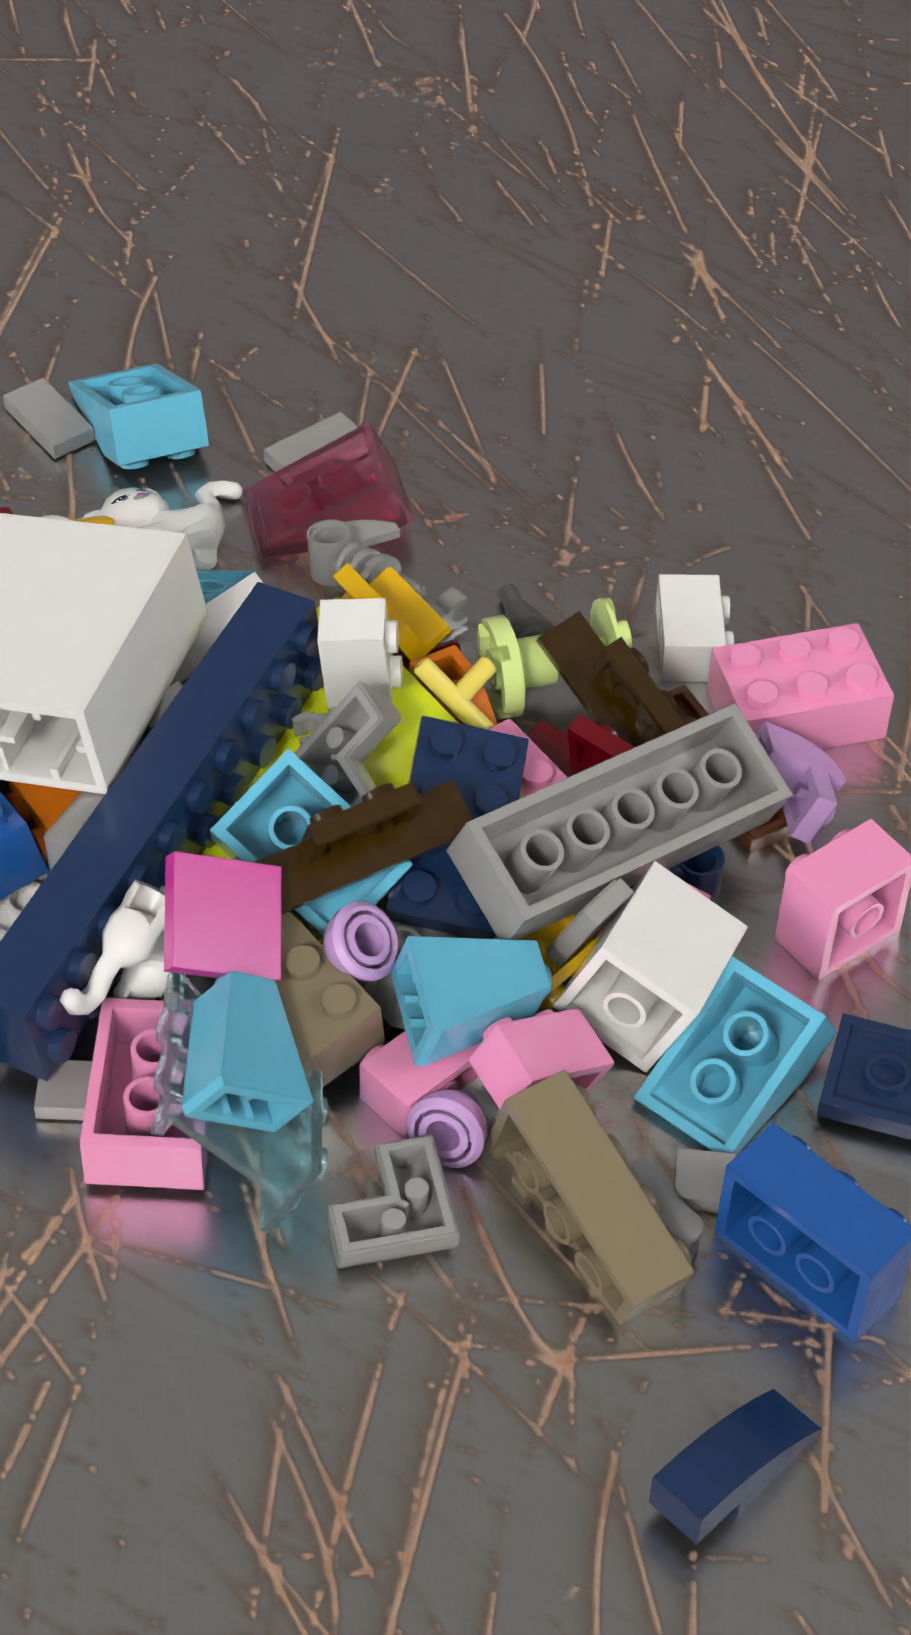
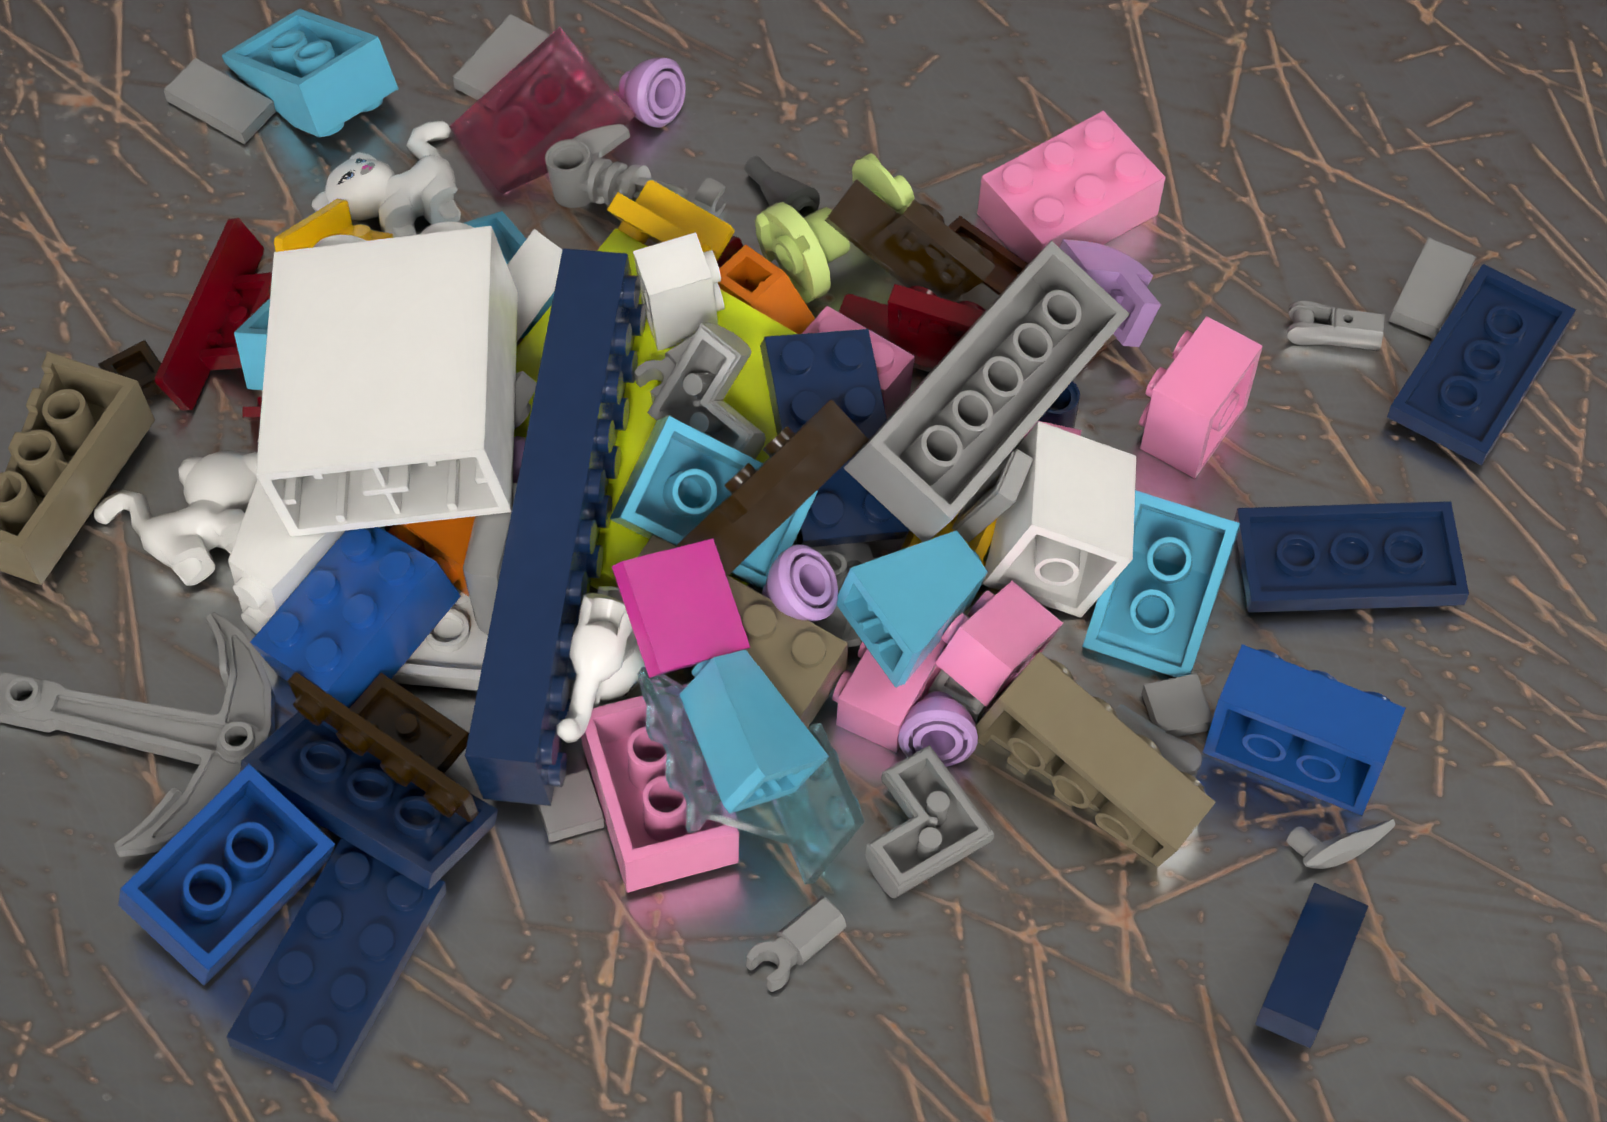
camera: 20 degrees left, 10 degrees up
(223, 1278) = (798, 941): none -> light grey bar
(442, 505) = (654, 90): none -> lavender brick
(459, 696) = (773, 298): light yellow piece -> none
(689, 624) = (942, 153): white brick -> none
(812, 1364) = (1339, 848): none -> light grey bar

